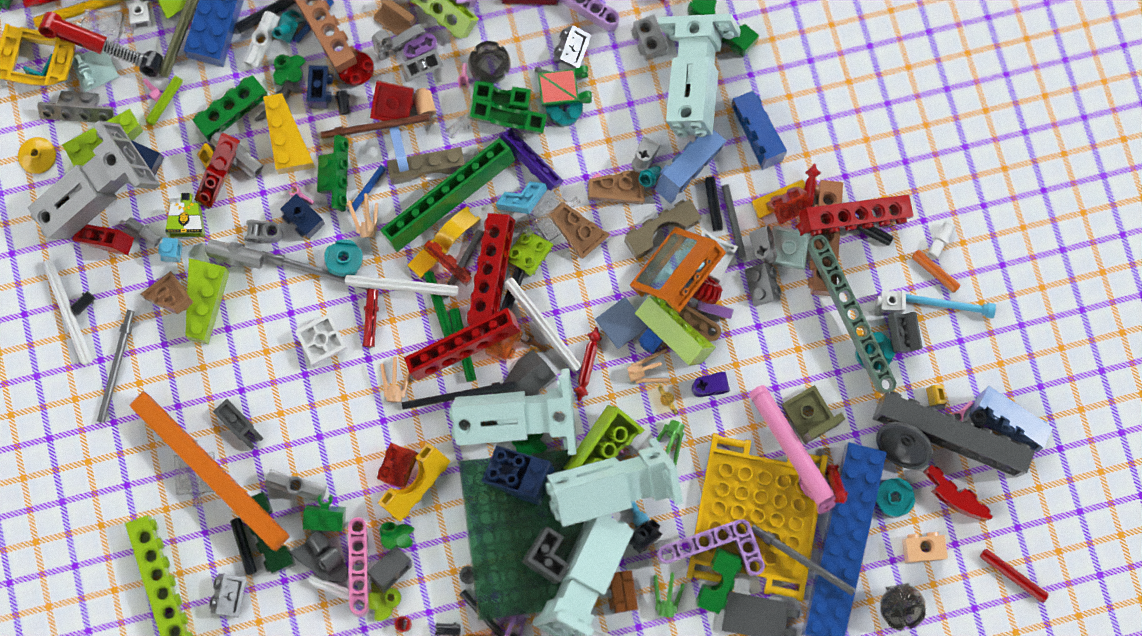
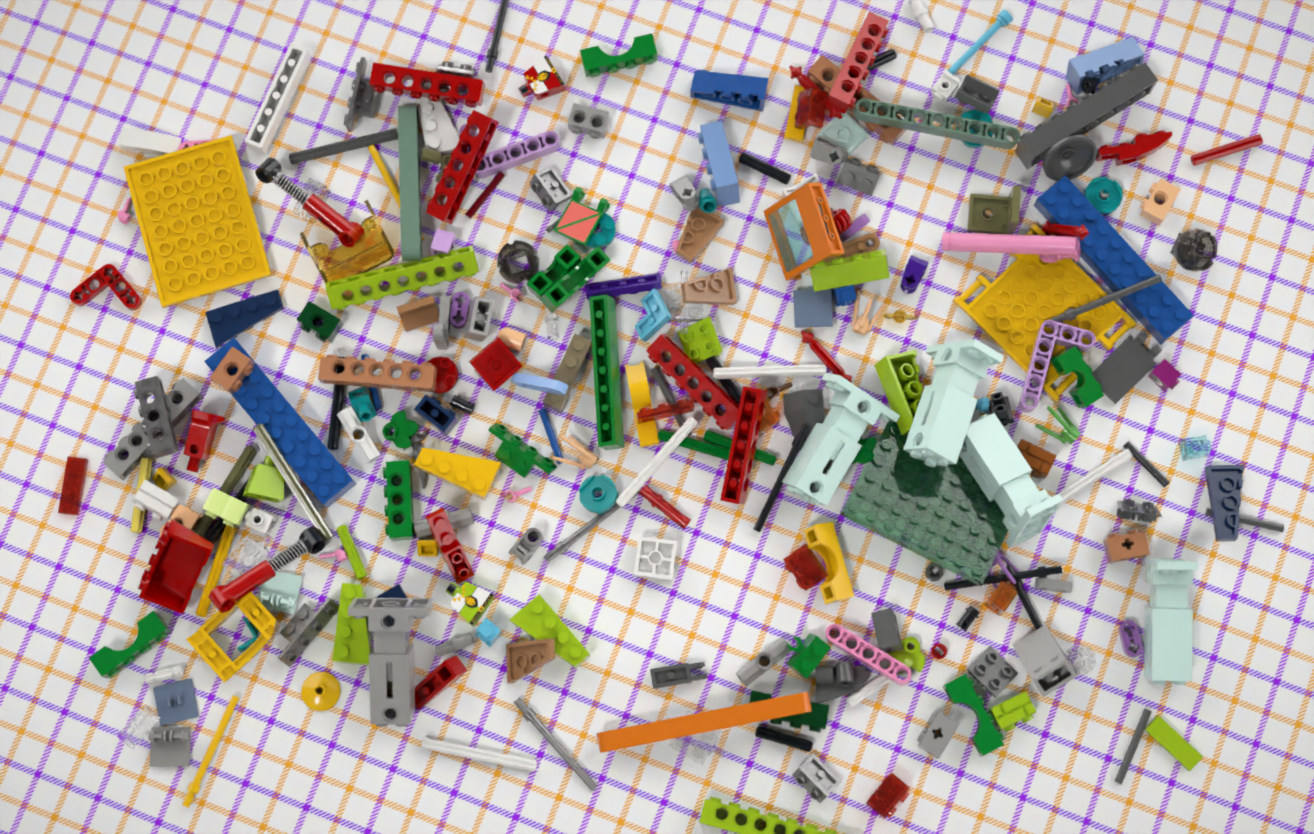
camera: 45 degrees left, 0 degrees up
(83, 302) = (481, 735): black pin -> none
(235, 254) = (531, 580): light grey piece -> none
(302, 217) = (538, 504): dark blue brick -> none
(375, 126) = (486, 423): copper bar -> none
(394, 393) = (742, 528): light nougat plant -> none
(395, 535) = (862, 607): green plate -> none
(518, 474) = (885, 472): dark blue slope -> none
(542, 558) = (967, 499): dark grey brick -> none
(674, 432) = (931, 328): bright green plant -> none
(682, 216) = (755, 245): dark tan arch -> none
(693, 71) = (647, 102): light aqua brick -> none
(733, 220) = (789, 162): dark grey bar -> none
(936, 271) = (943, 36): orange axle -> none

